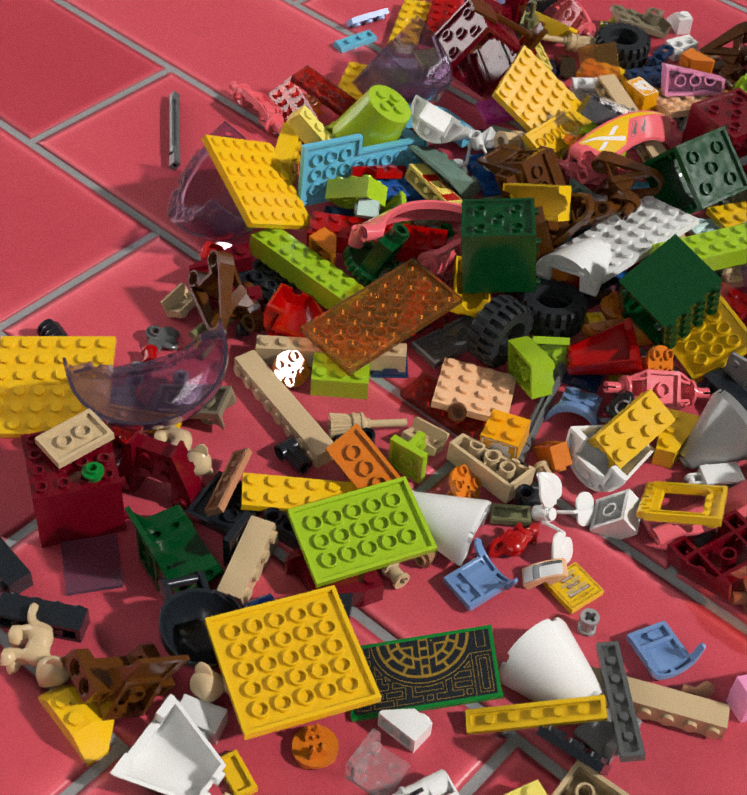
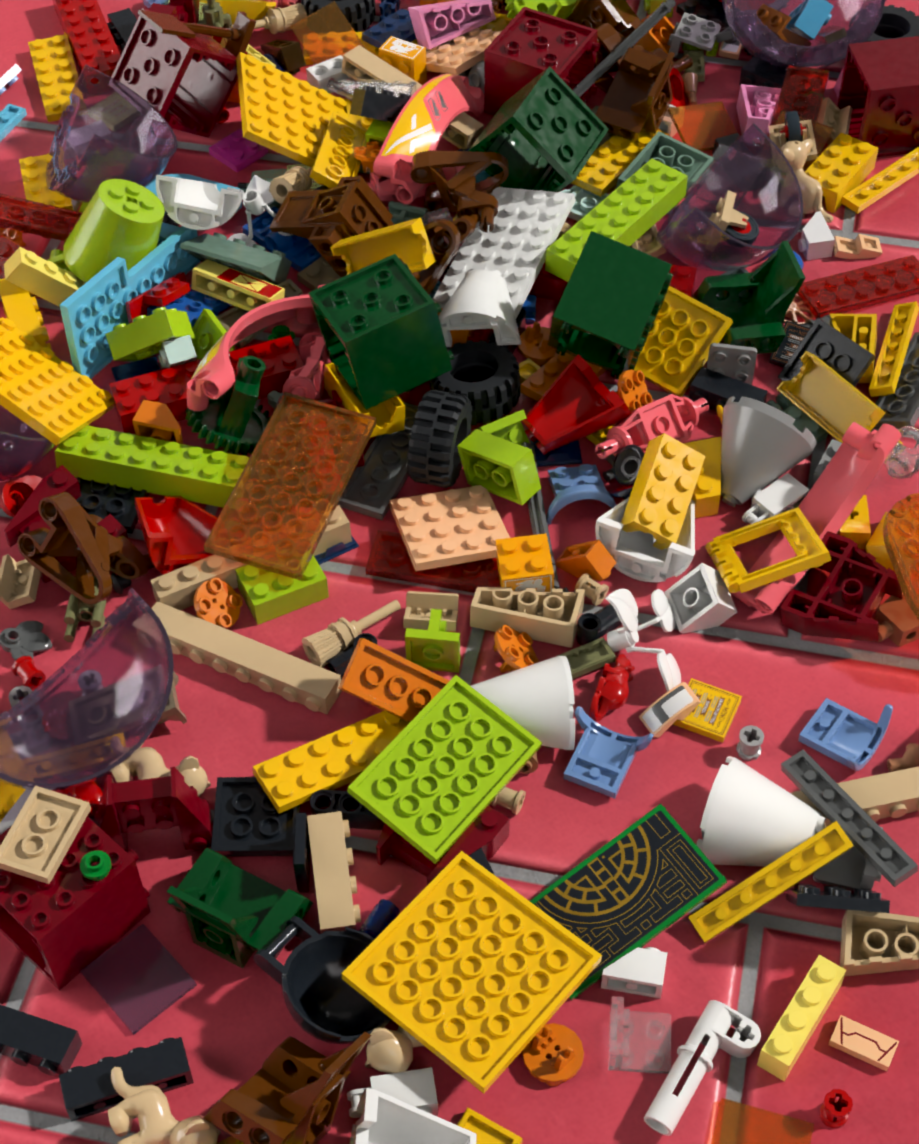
camera: 25 degrees left, 5 degrees up
(228, 482) = (242, 787): nougat tile -> none
(291, 452) = (285, 709): black piece -> none
(457, 412) = (451, 563): reddish brown tile -> none

